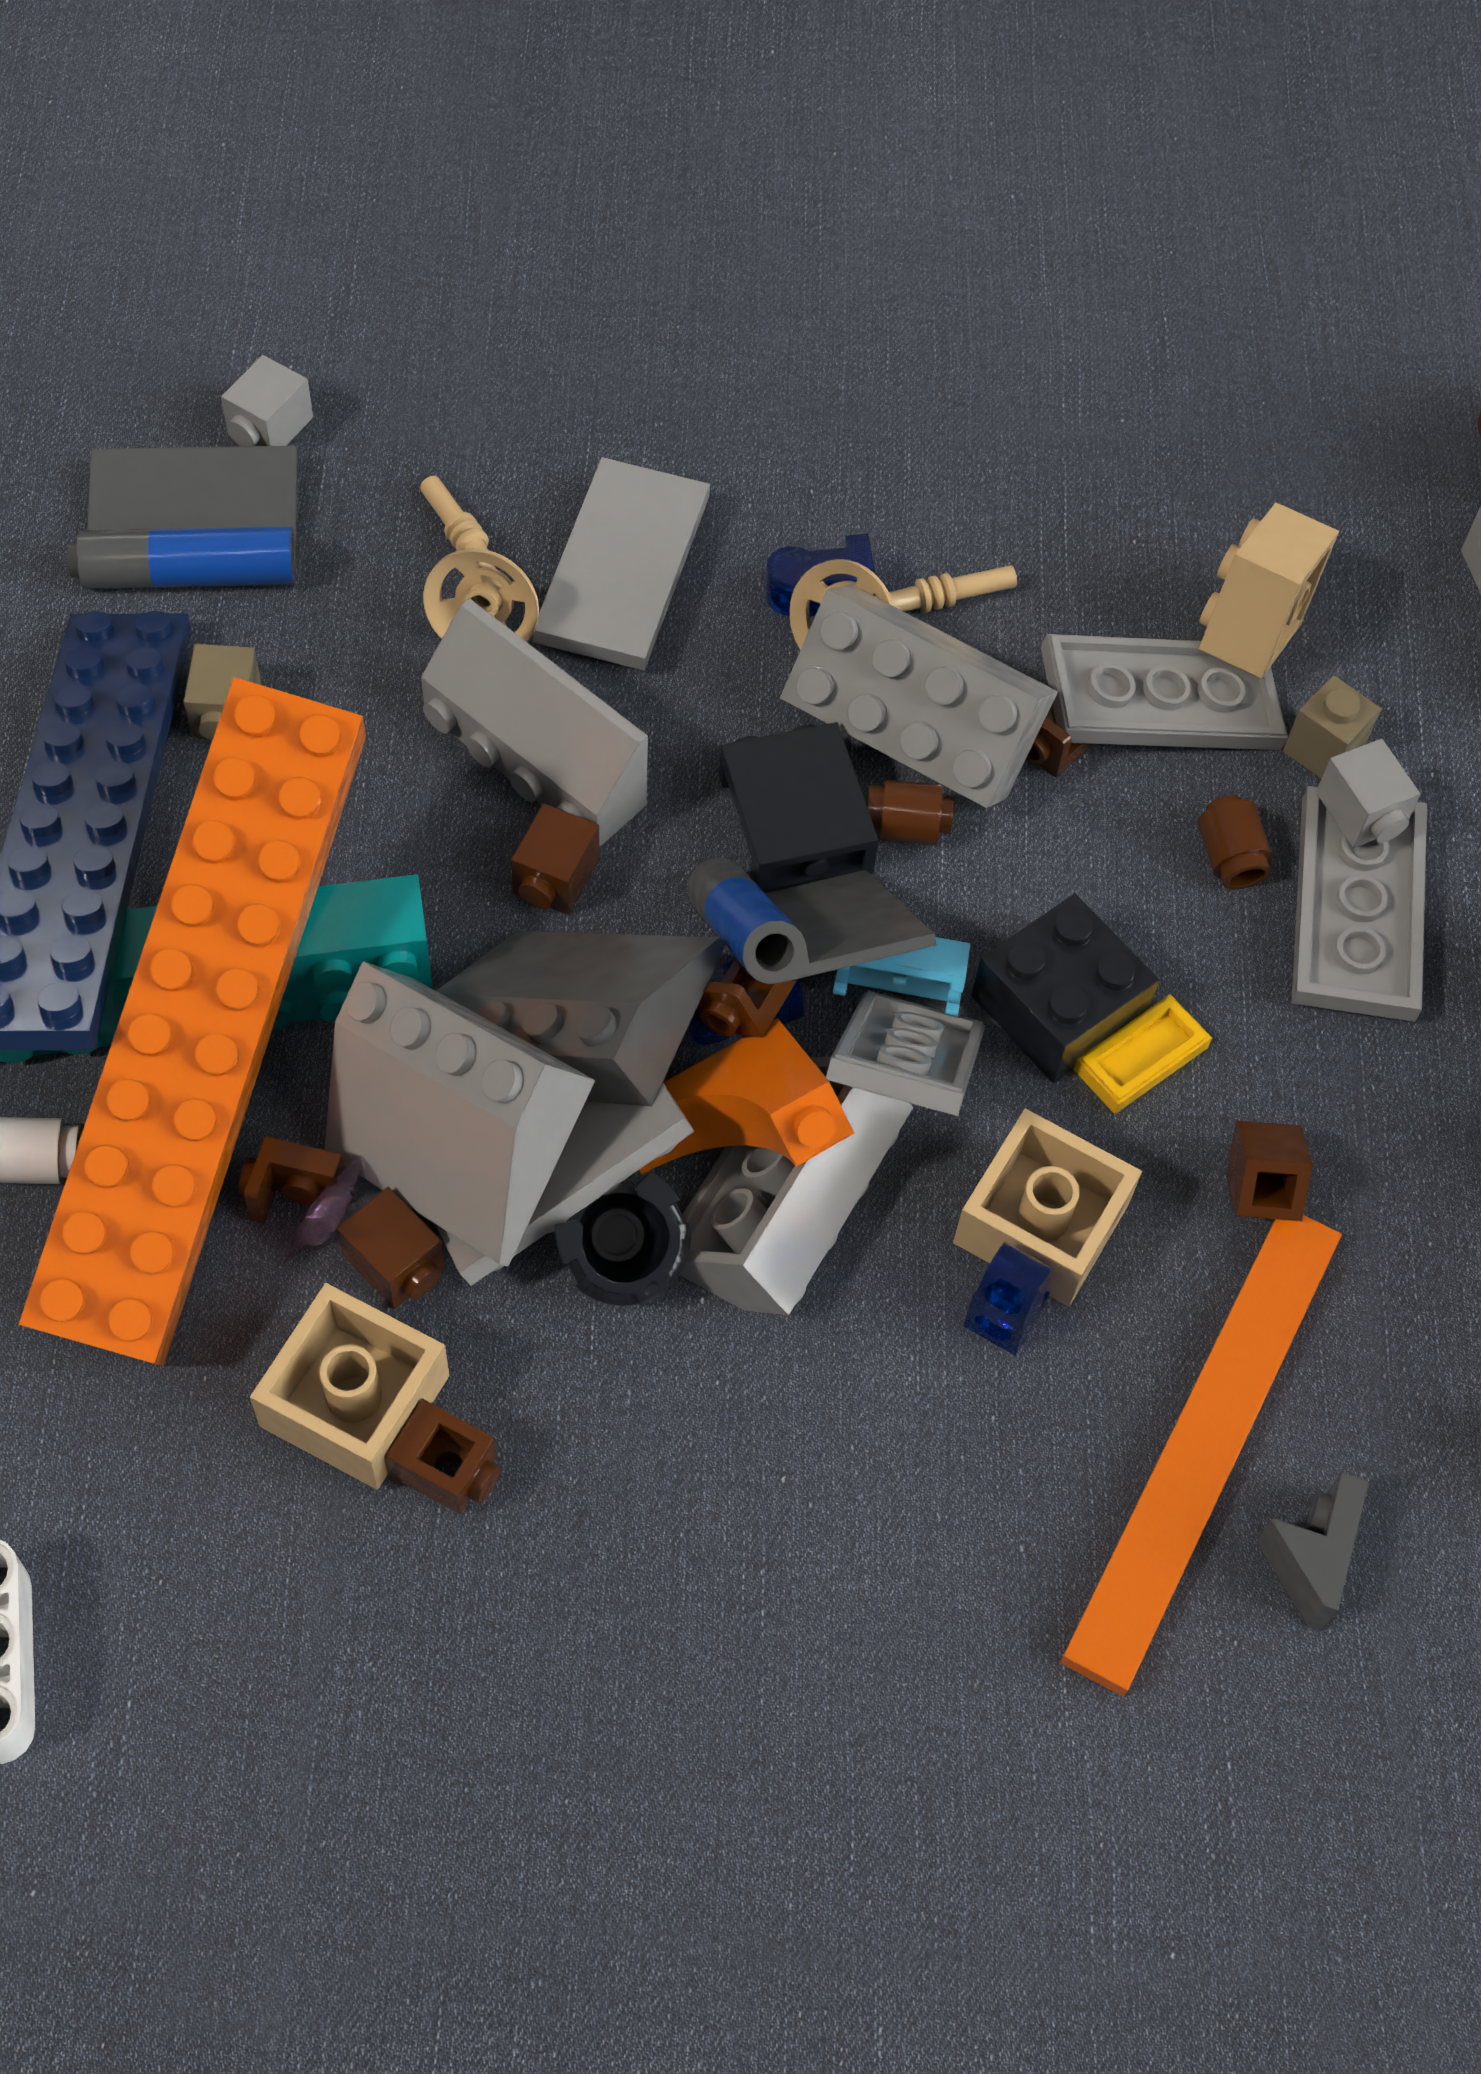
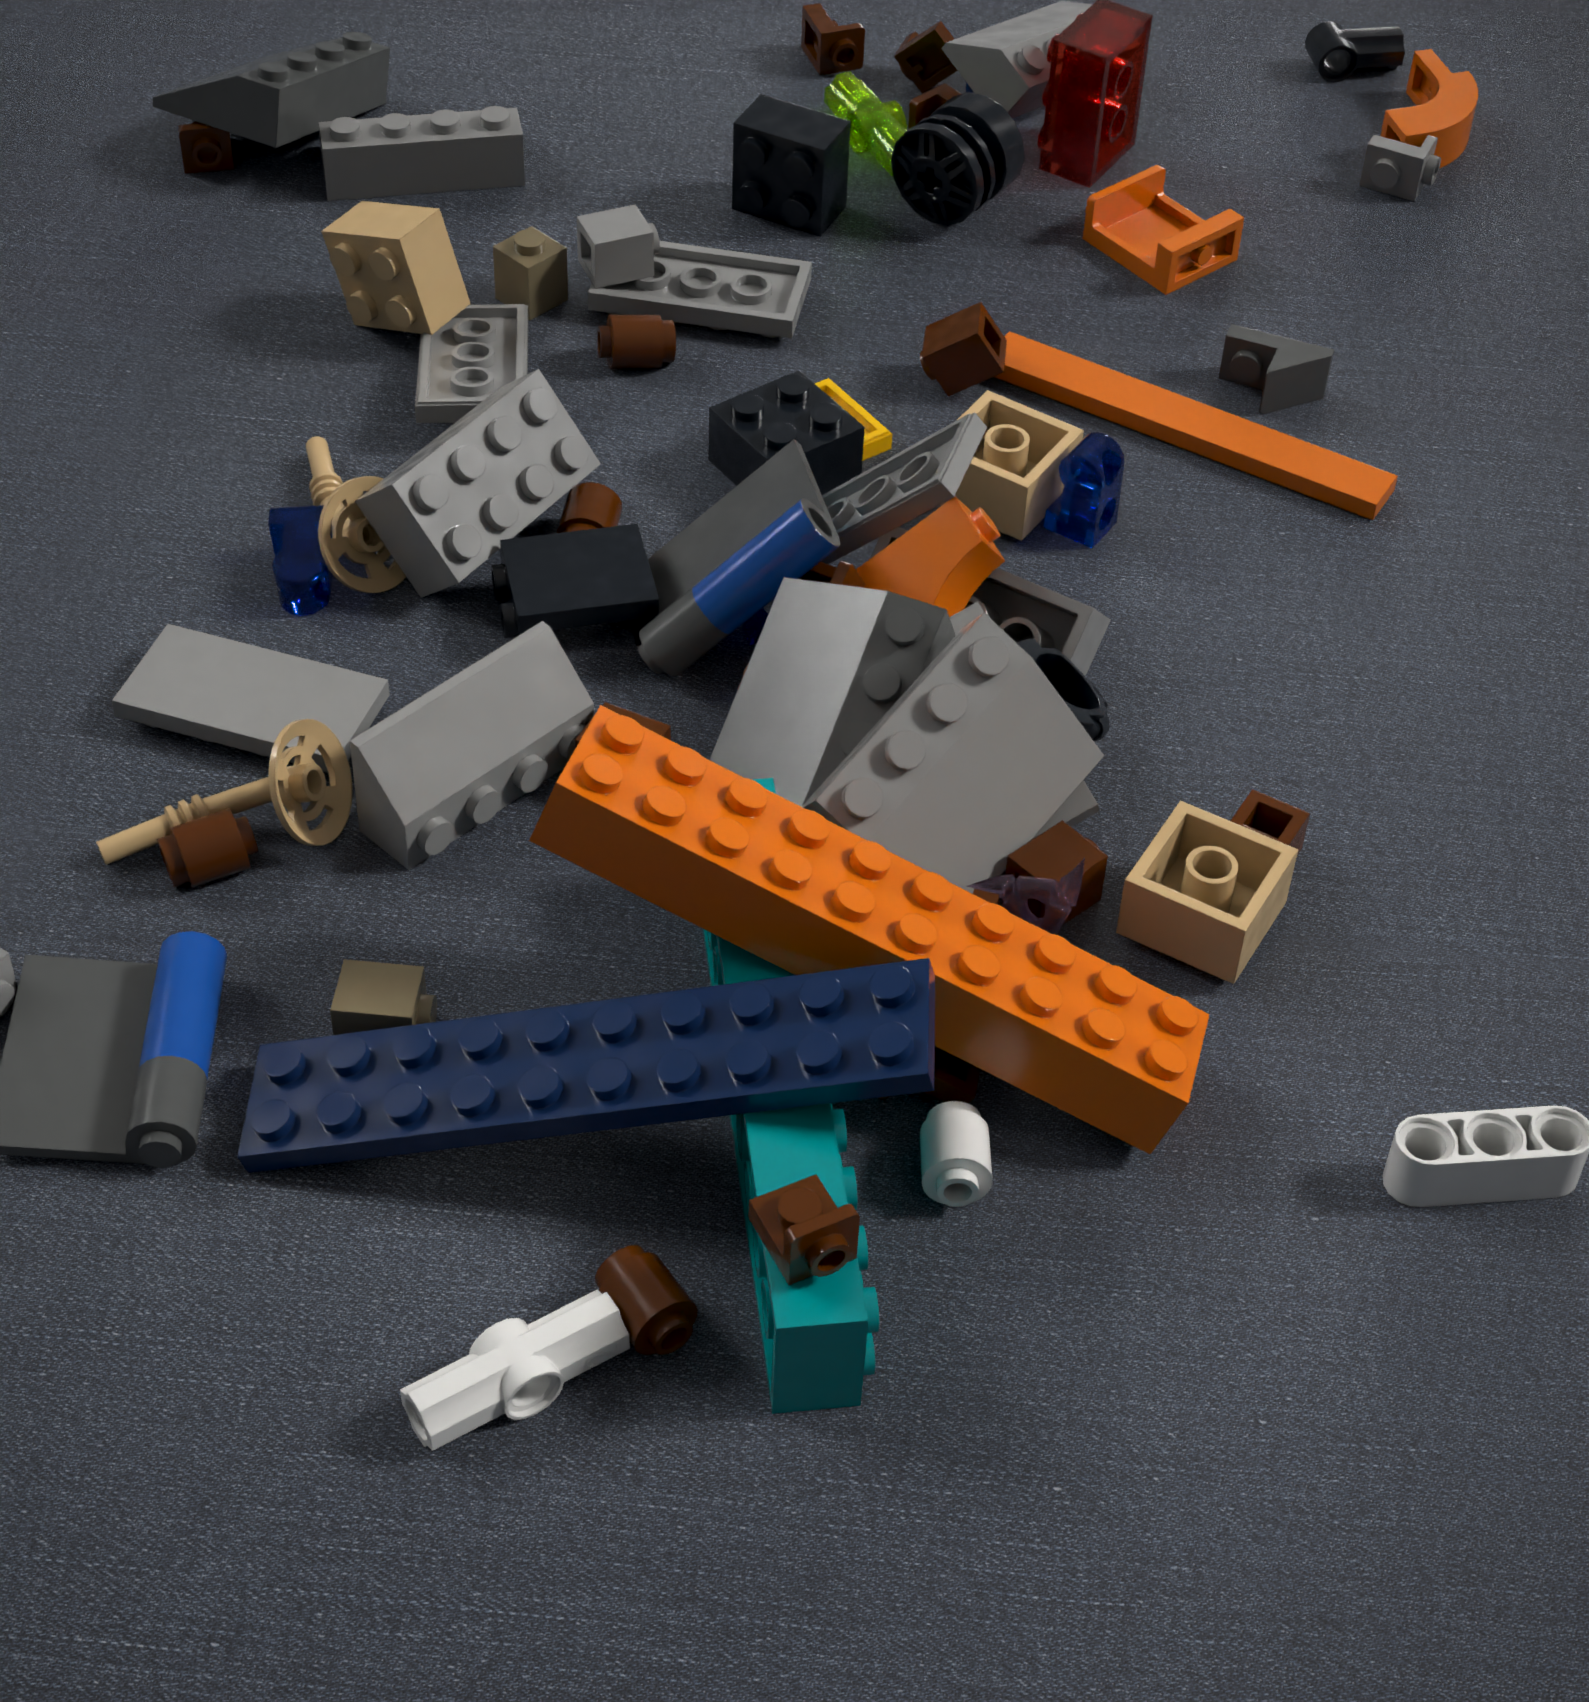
camera: 85 degrees left, 15 degrees down
(417, 546) = (207, 848): none -> reddish brown brick

